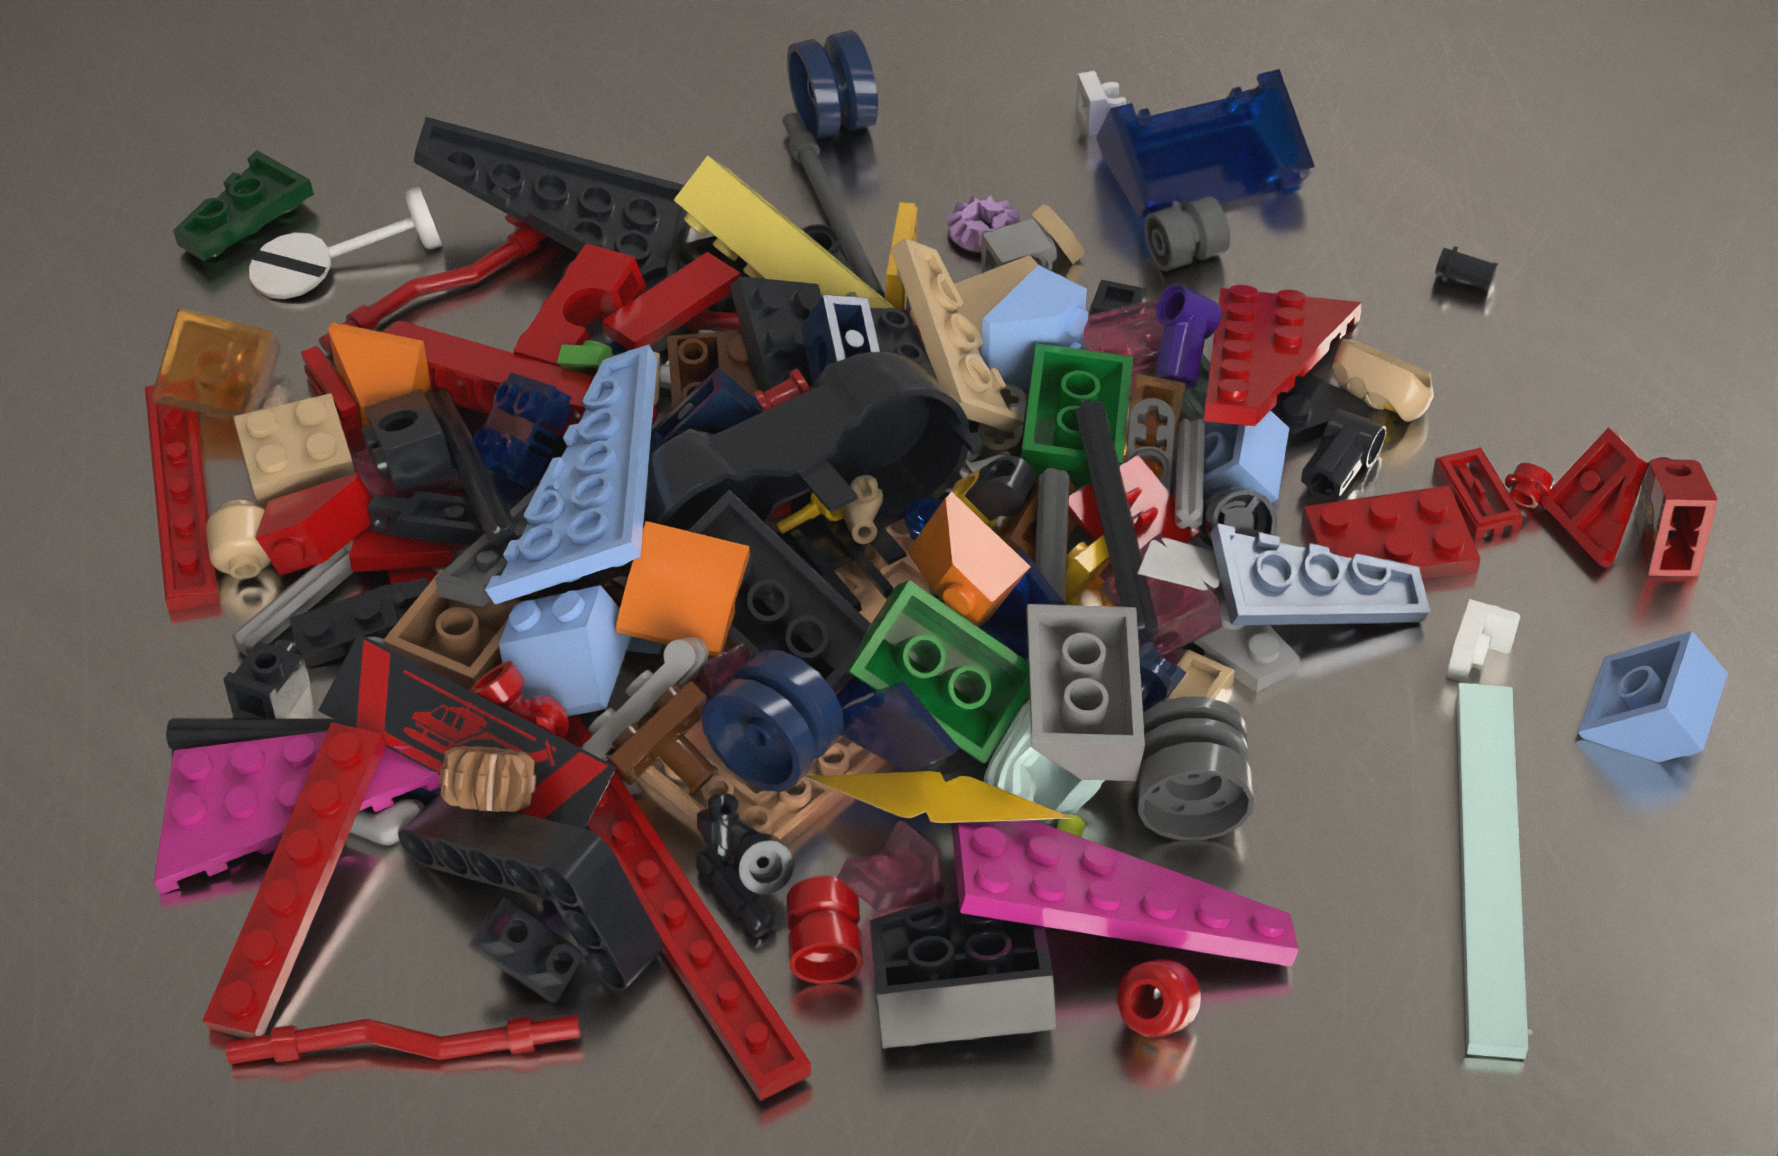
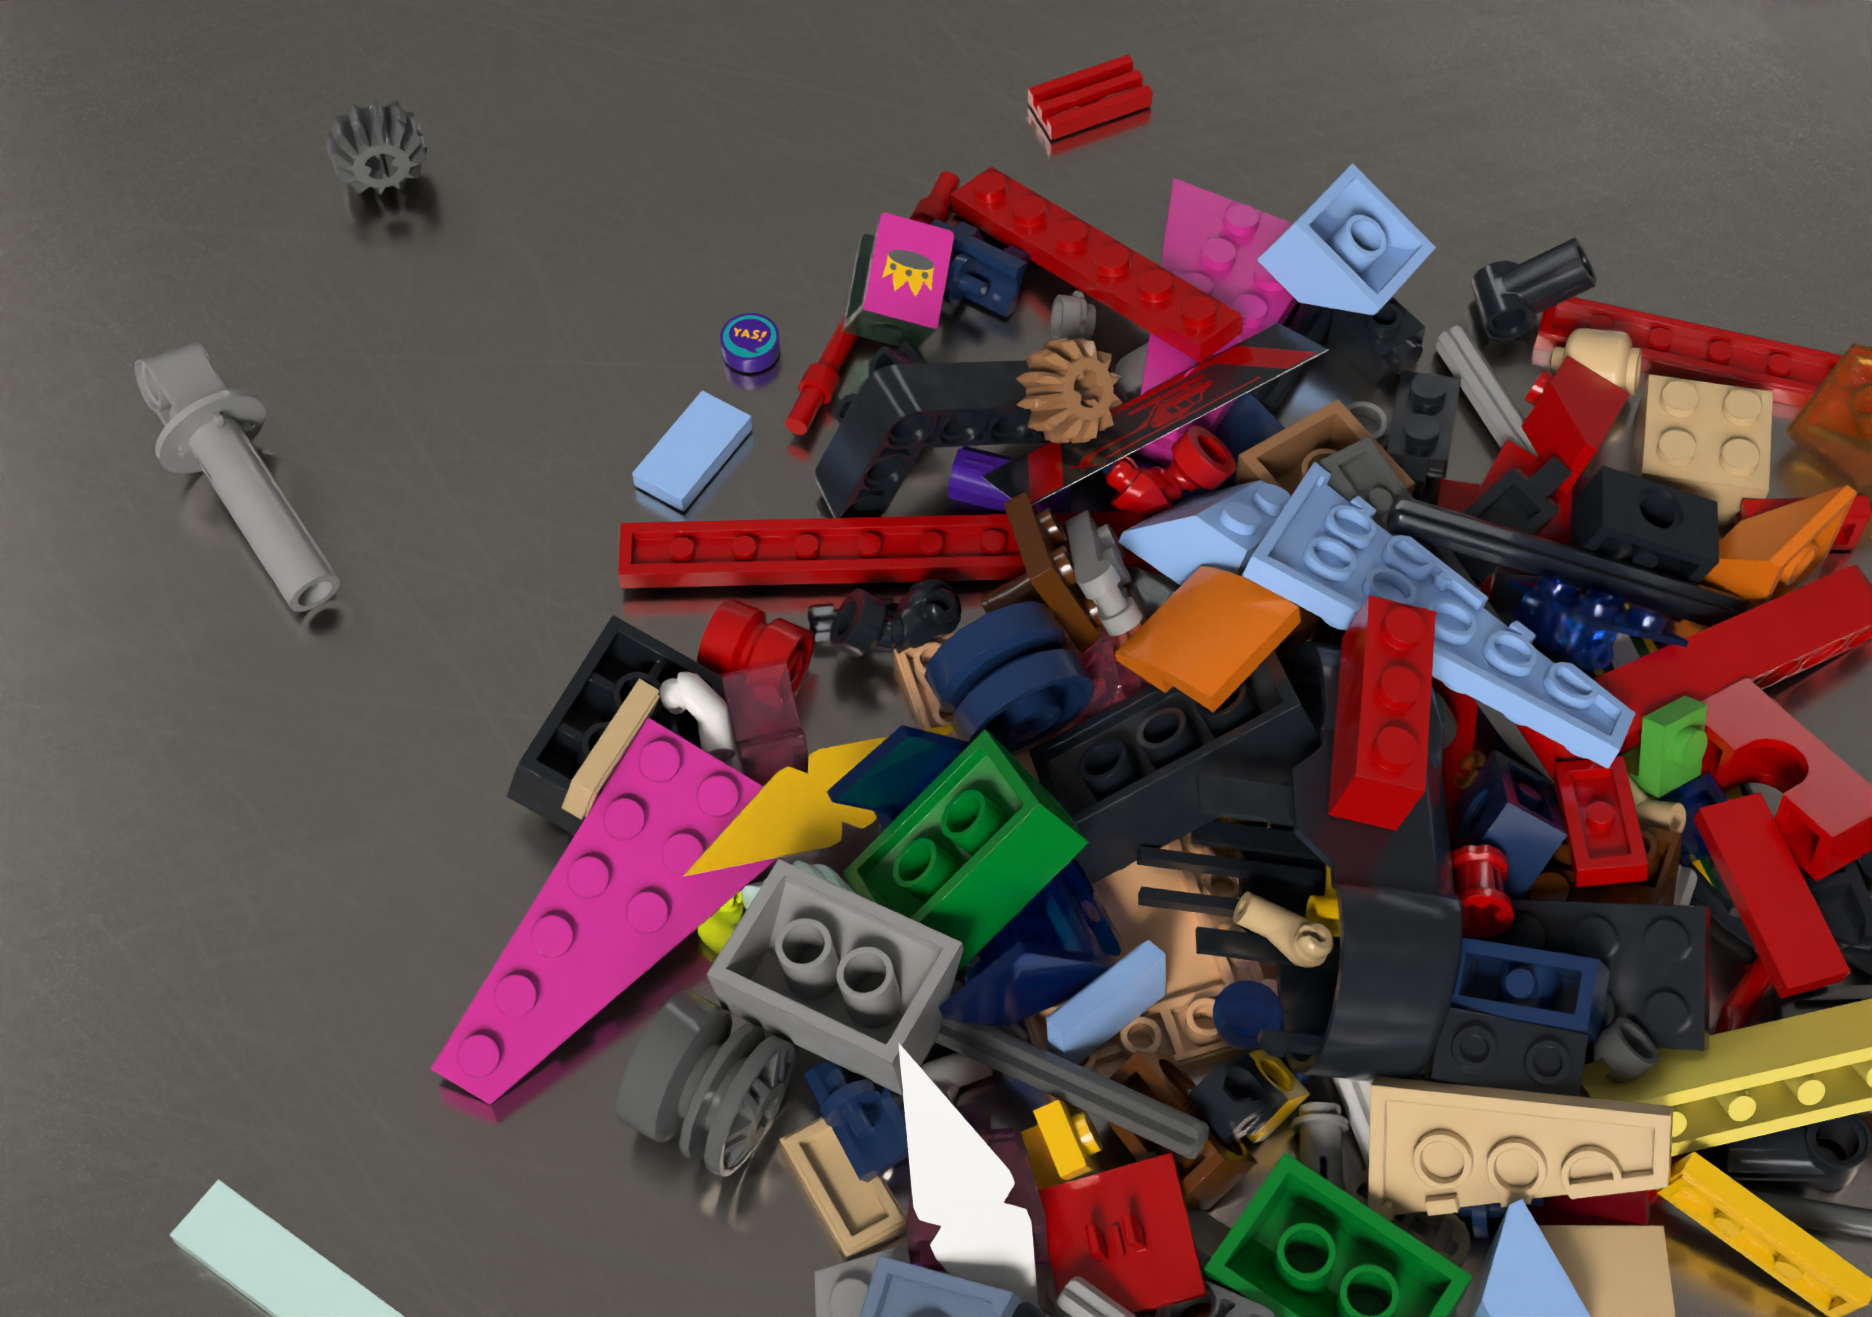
camera: 120 degrees right, 10 degrees up
(43, 968) = (1085, 90): none -> red tile
(184, 607) = (1514, 293): none -> black piece
(215, 697) = (1347, 248): none -> light blue slope
(341, 973) = (983, 271): none -> dark blue hips
(356, 886) = (1072, 317): none -> light grey plate
(411, 1016) = (898, 281): none -> piece
(500, 1113) = (750, 342): none -> dark purple tile
(642, 1095) = (692, 451): none -> light blue tile
(693, 360) = (1600, 822): none -> red plate
(723, 424) = (1382, 714): none -> red brick
(915, 898) = (706, 706): none -> white arm
(966, 561) = (1053, 899): orange slope -> none
(1002, 915) = (610, 749): none -> tan tile
(1116, 516) = (1135, 1196): black axle -> none
(1158, 998) = (467, 897): red head -> none

